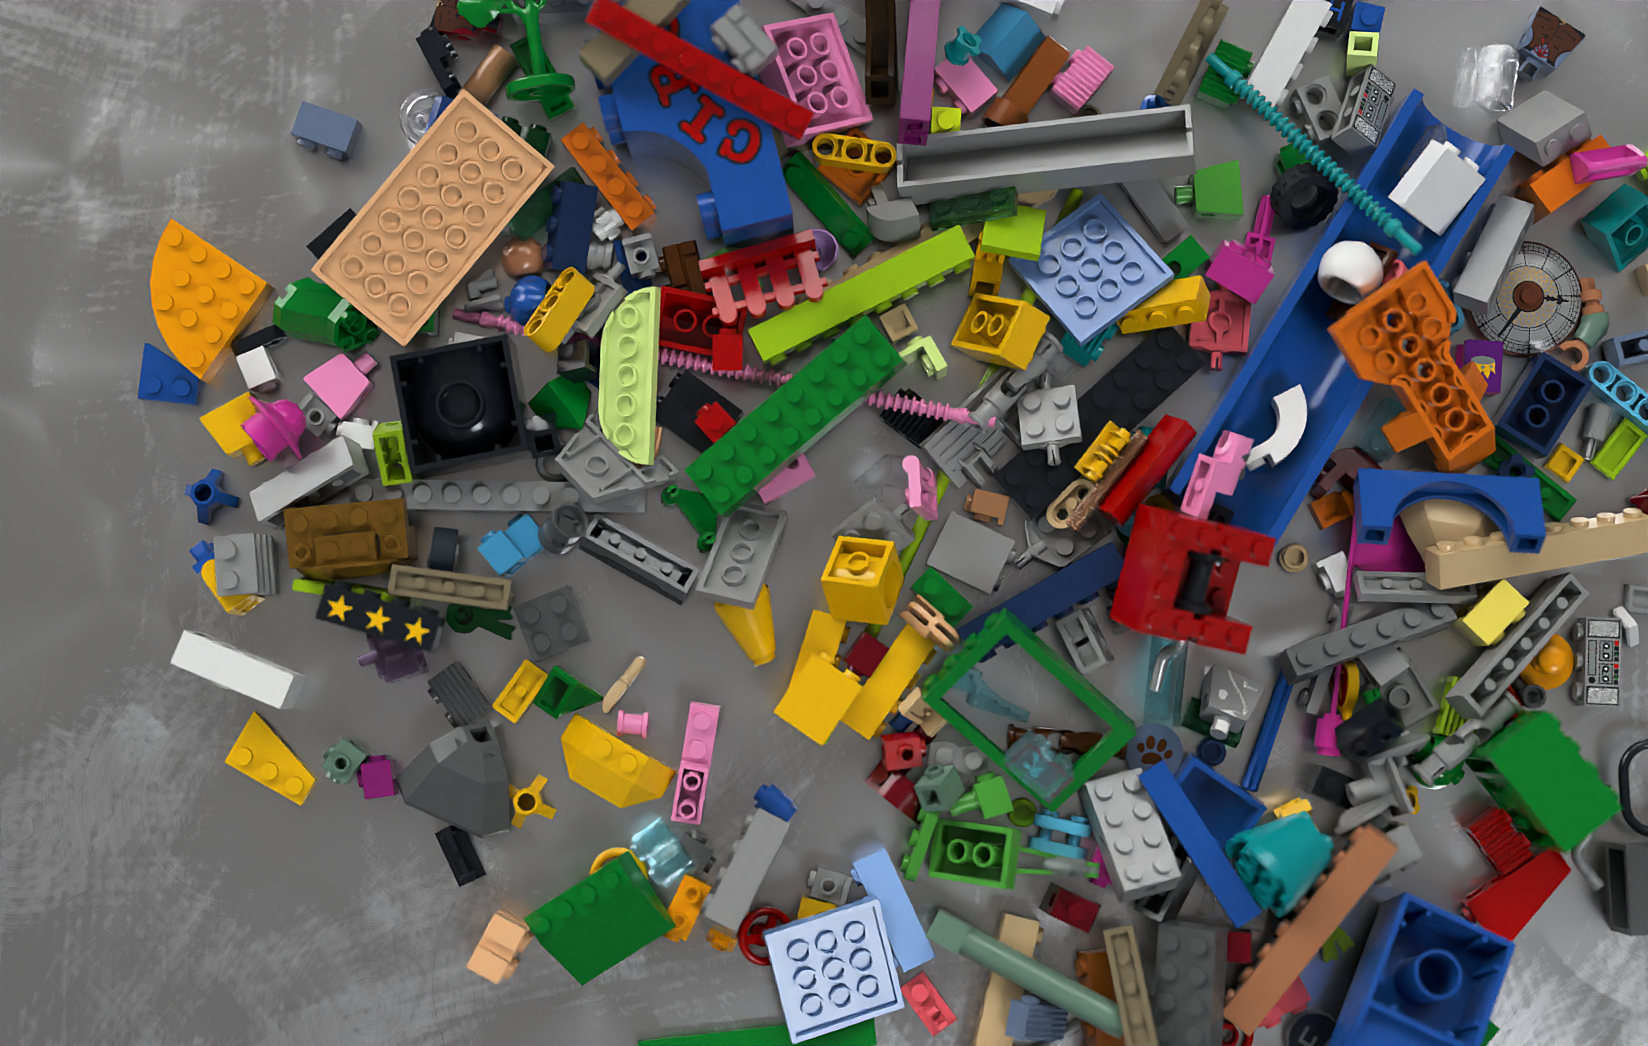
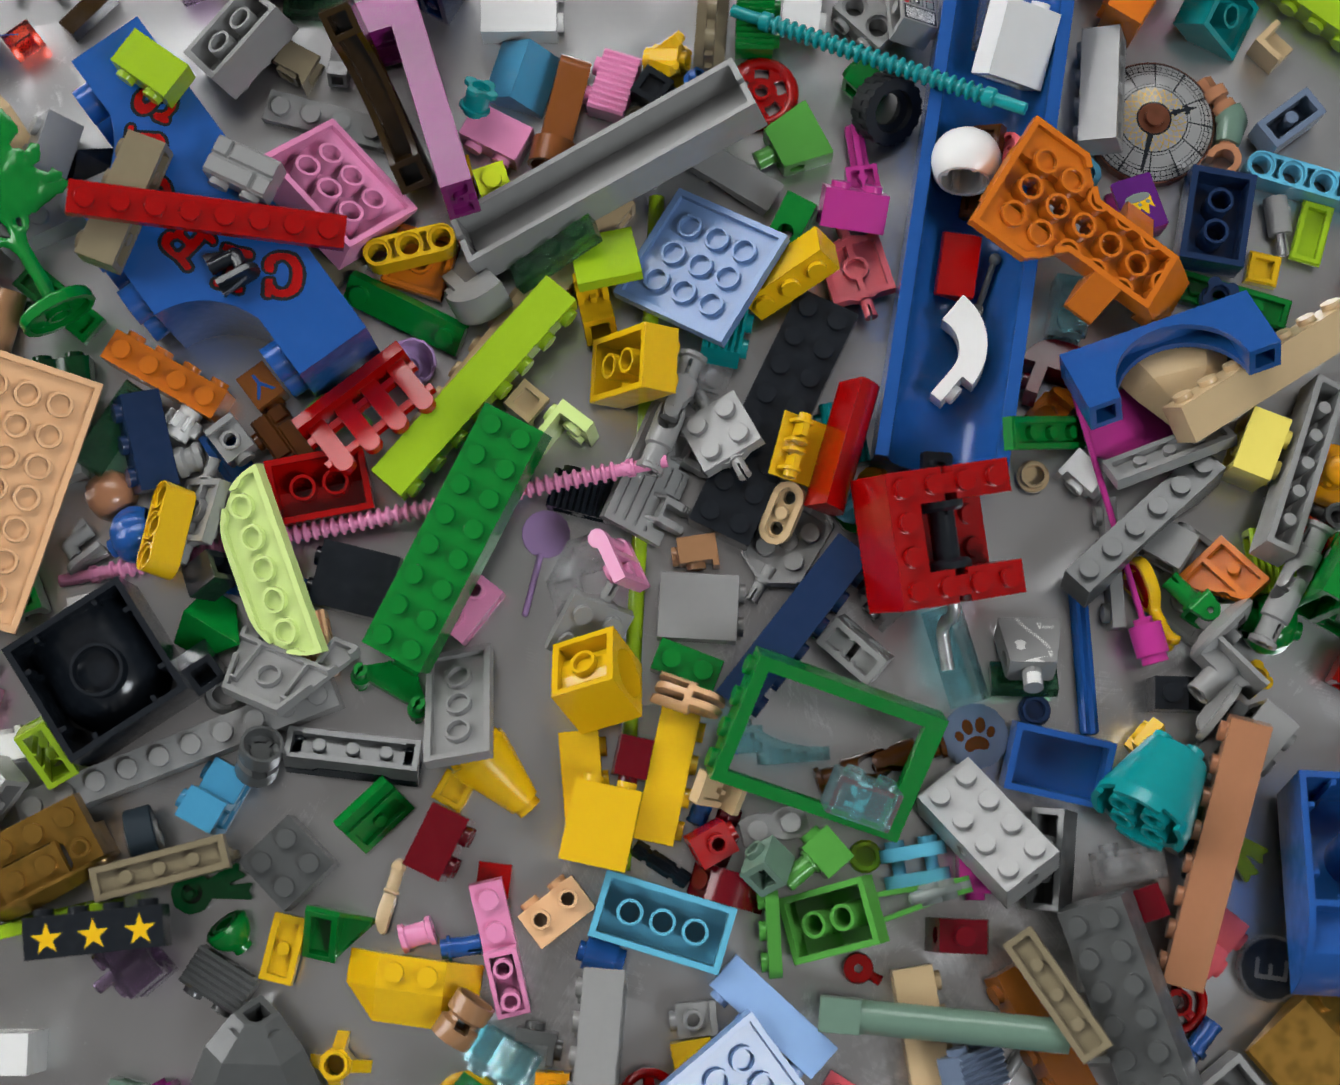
camera: 20 degrees left, 5 degrees down
(483, 661) = (231, 933): none -> green brick
(636, 613) = (374, 814): none -> green plate
(651, 801) = (472, 1011): none -> medium nougat wheel
(664, 748) = (460, 946): none -> blue pin
(681, 659) = (440, 843): none -> dark red brick
(684, 221) = (262, 387): none -> dark orange brick
(707, 620) = (452, 792): none -> yellow tile
(709, 127) = (241, 275): none -> black piece
(713, 697) = (490, 870): none -> red tile
(714, 421) = (373, 578): red brick -> none
(727, 350) = (359, 500): red brick -> none
(753, 752) = (556, 910): none -> light nougat brick
(836, 797) = (662, 922): none -> medium azure brick
(853, 750) = (661, 864): none -> black axle
(868, 441) = (545, 537): none -> lavender piece
(984, 905) = (867, 969): none -> red piece
(1106, 481) = (807, 473): medium nougat axle -> none
(1112, 97) = (650, 86): none -> black panel
(1137, 77) = (669, 57): none -> yellow rock
(1199, 844) = (1063, 811): blue tile -> none
(1217, 473) = (917, 417): bright pink plate -> none
(1225, 124) = (777, 73): none -> red plate
(1306, 356) = (957, 265): none -> red slope
(1316, 527) = (1042, 433): none -> green tile
(1340, 363) = (994, 260): none -> dark grey hinge
(1369, 730) = (1187, 617): black brick -> none
(1419, 705) = (1225, 572): none -> orange wing

